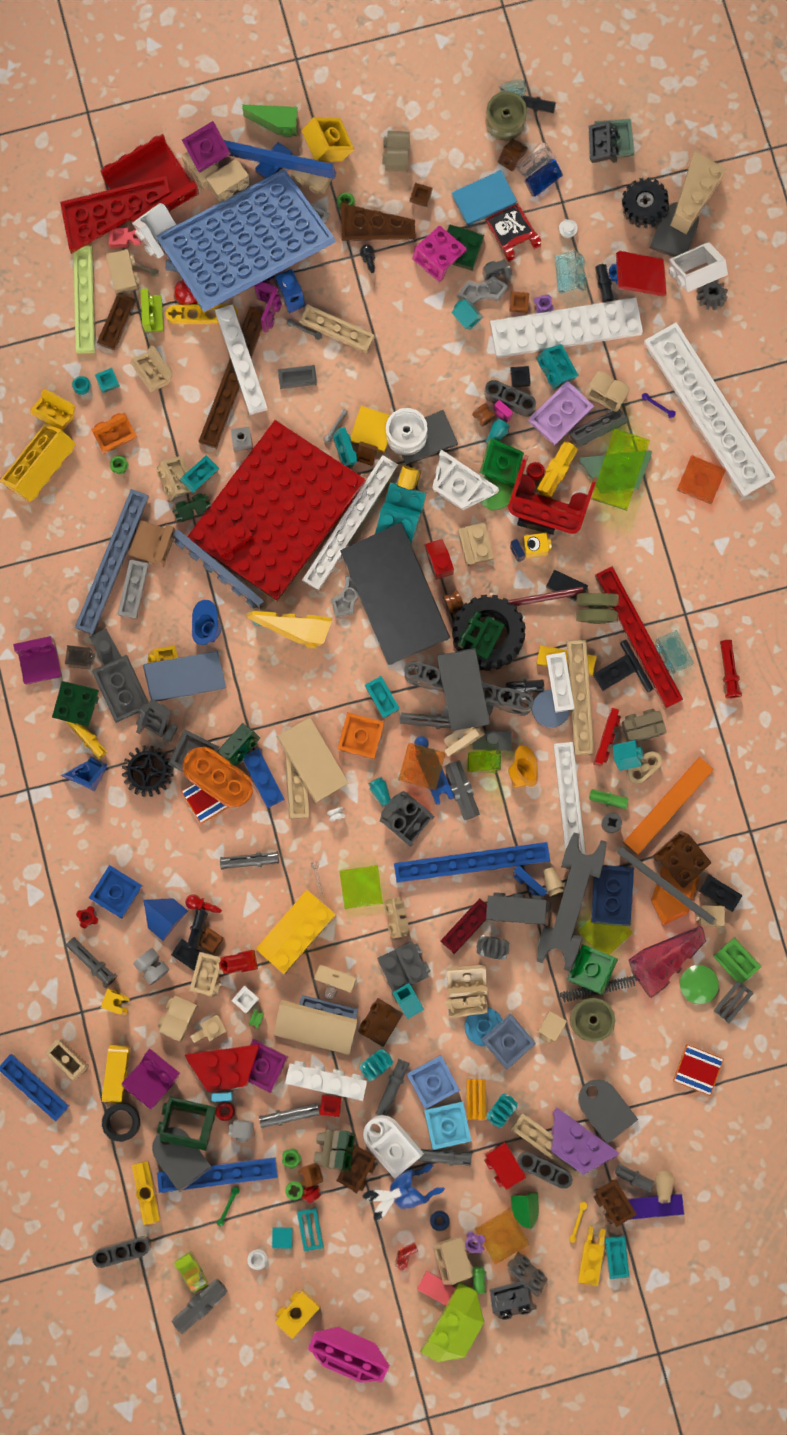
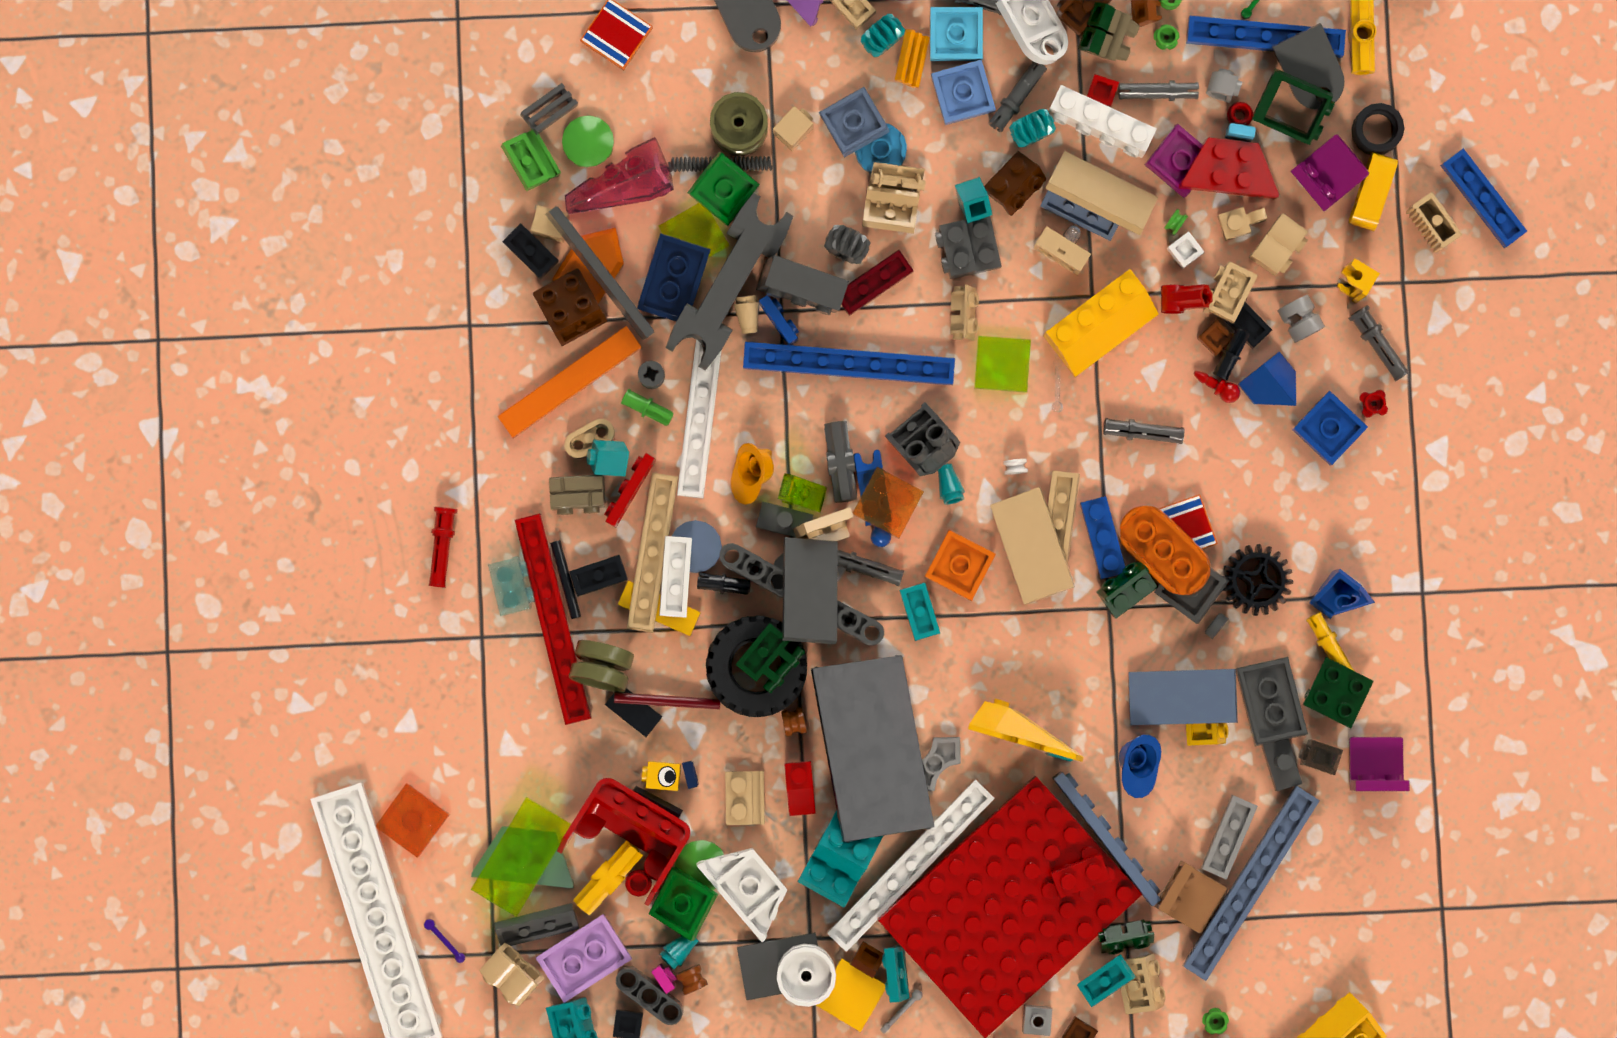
camera: 170 degrees left, 5 degrees up
(153, 717) = (1235, 649): dark grey bracket -> none
(408, 477) = (817, 909): yellow piece -> none

